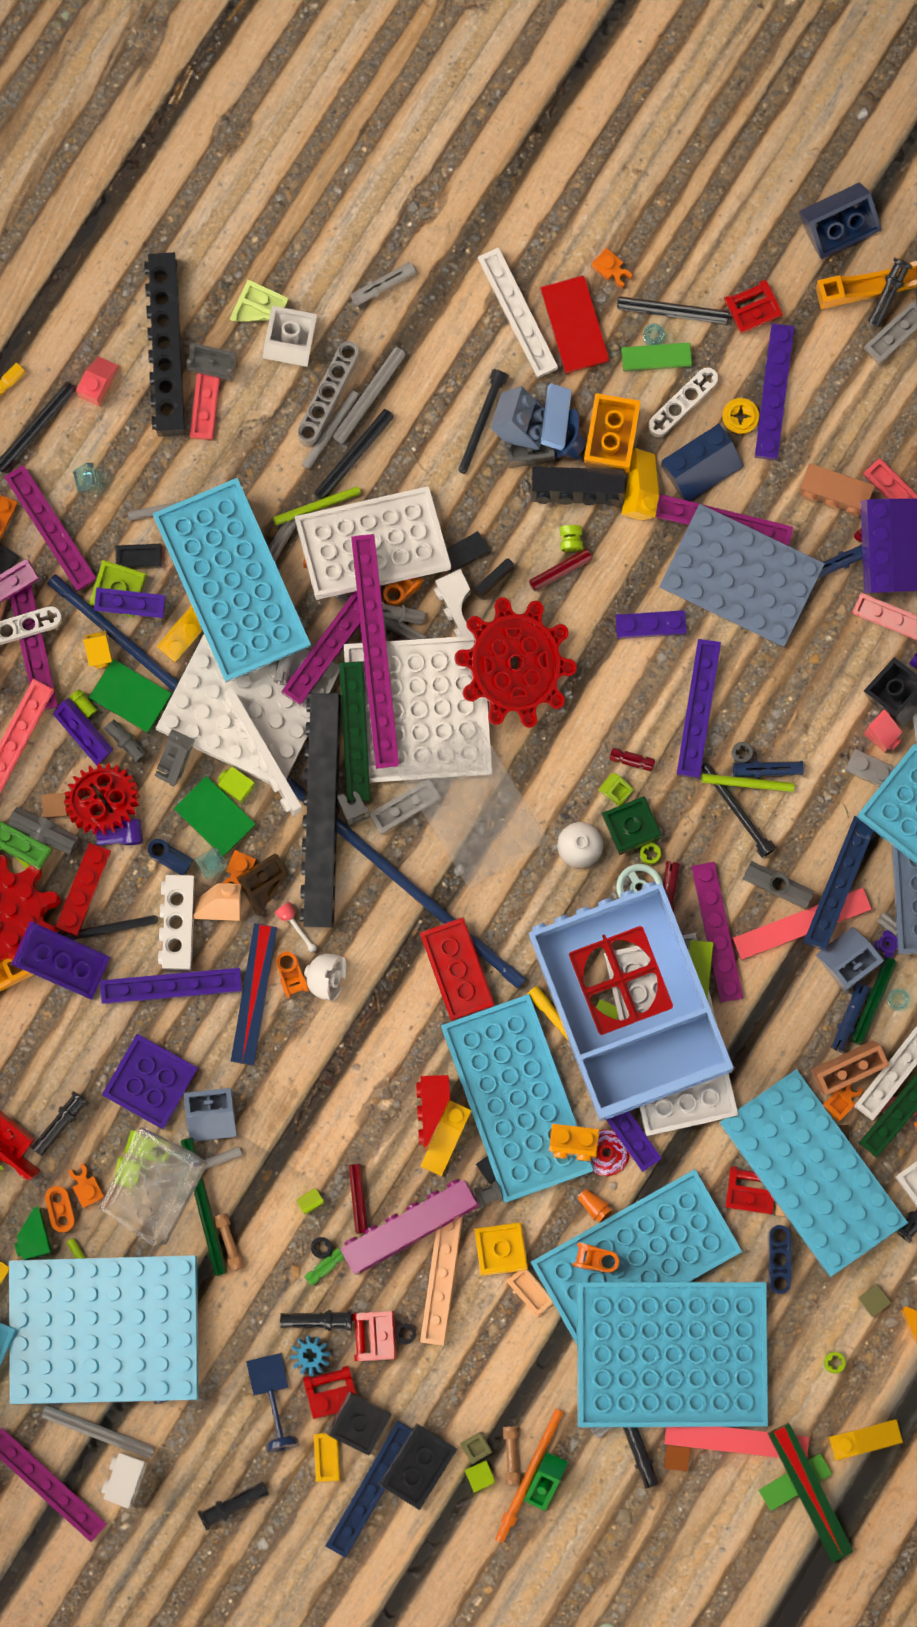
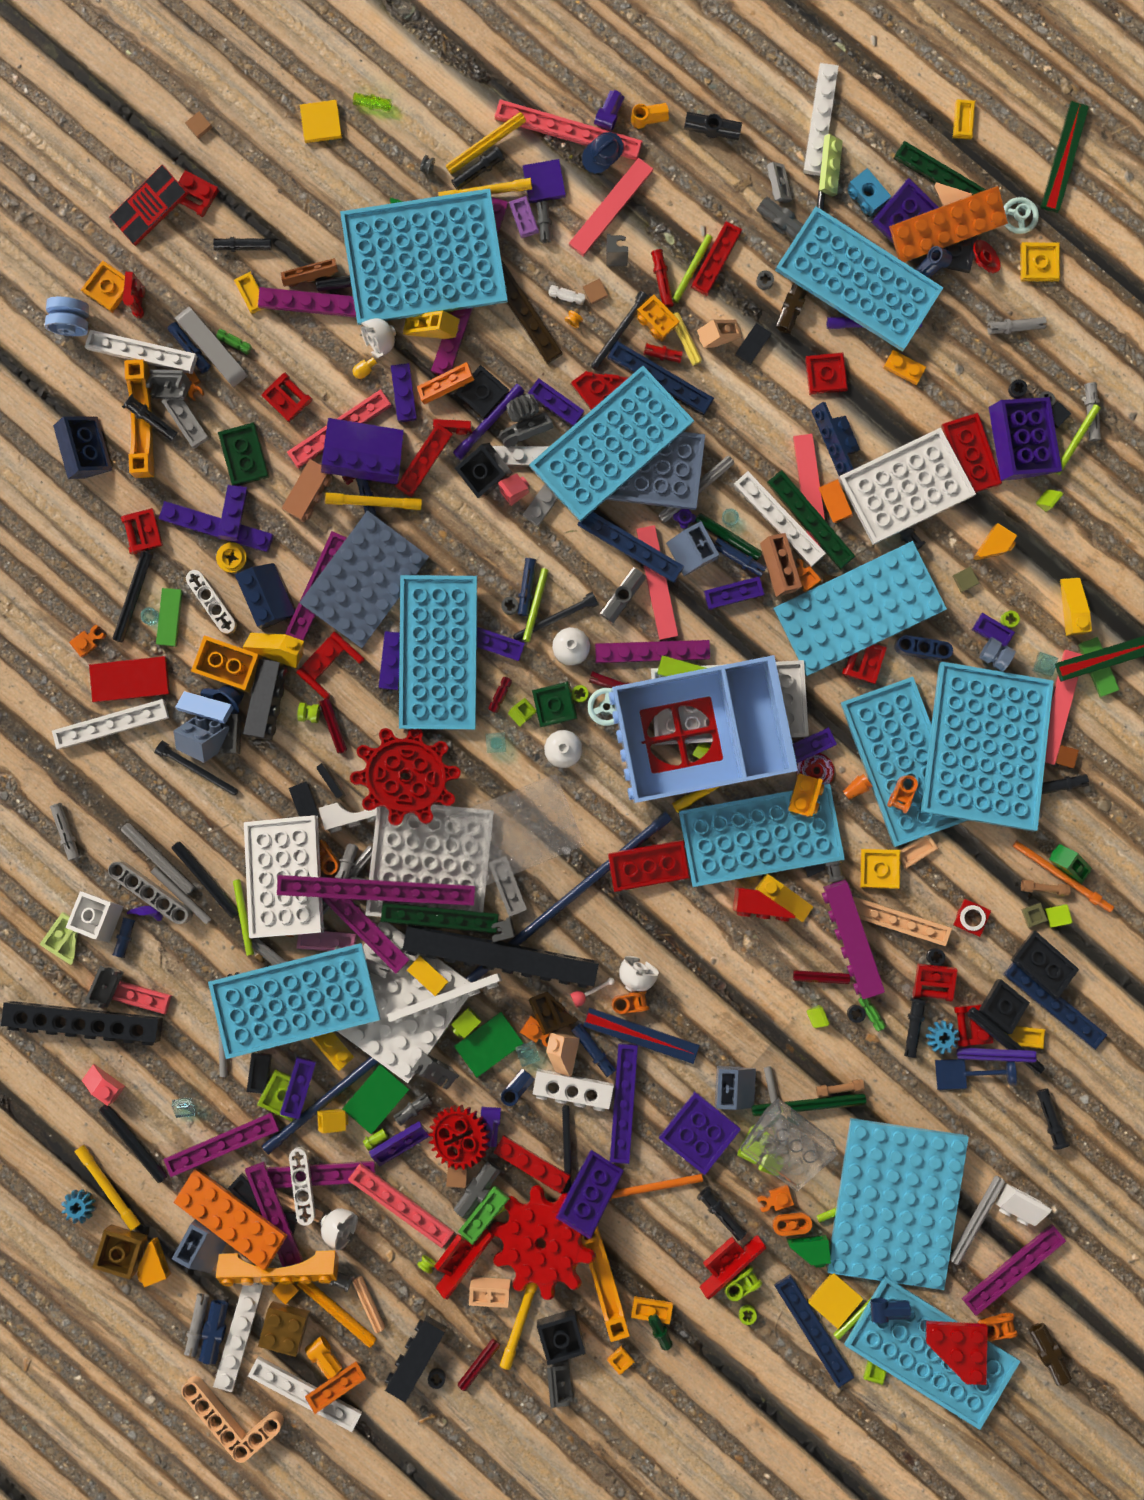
camera: 80 degrees left, 5 degrees up
(78, 1039) = (657, 1186): none -> orange bar
(227, 940) = (591, 1047): none -> dark blue pin
(270, 373) = (123, 937): none -> dark blue pin
(284, 729) = (427, 975): none -> yellow tile
(299, 1422) = (996, 1055): none -> dark purple axle
(305, 604) = (325, 941): none -> bright pink tile
(307, 395) = (146, 910): none -> dark purple bar
(318, 1432) = (1001, 1037): none -> black axle
(447, 1380) = (960, 921): none -> piece
(573, 763) = (496, 742): none -> clear light blue plate
(637, 543) = (323, 658): none -> red plate
(669, 676) = (438, 652): none -> medium azure plate
(705, 834) = (571, 646): none -> white cylinder
(786, 1413) = (1045, 664): none -> clear light blue plate
(787, 1350) = (997, 654): none -> sand blue wheel
(793, 407) = (232, 513): none -> dark purple plate
(805, 1018) = (733, 593): none -> dark purple plate
(816, 1344) = (990, 628): none -> dark purple tile
(832, 531) = (341, 499): none -> yellow piece
(867, 408) = (243, 454): none -> dark green tile

